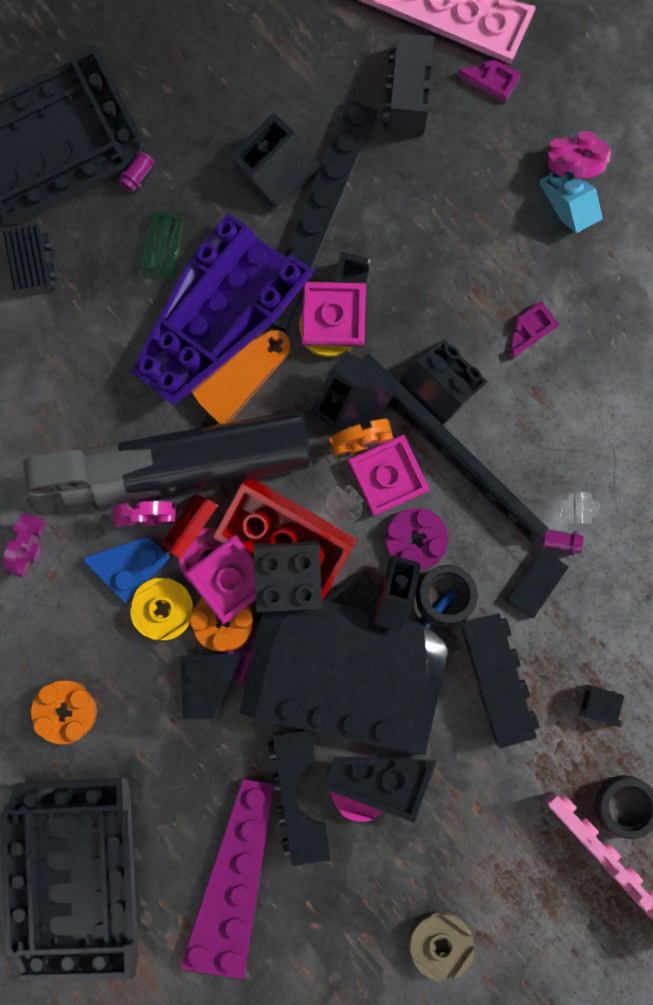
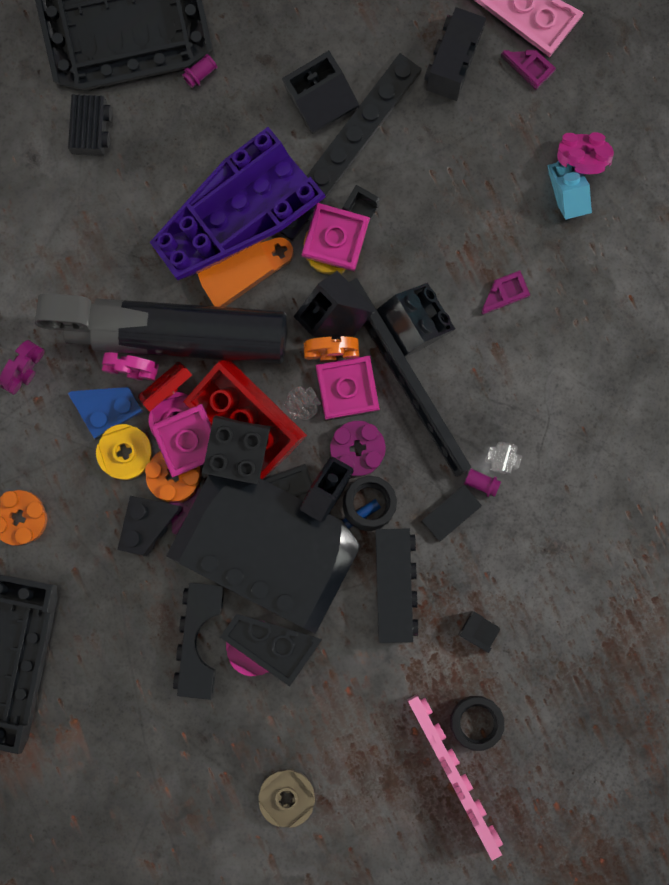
camera: 20 degrees right, 0 degrees up
(168, 219) = (216, 118): clear green tile -> none
(227, 911) = (114, 719): magenta wing -> none

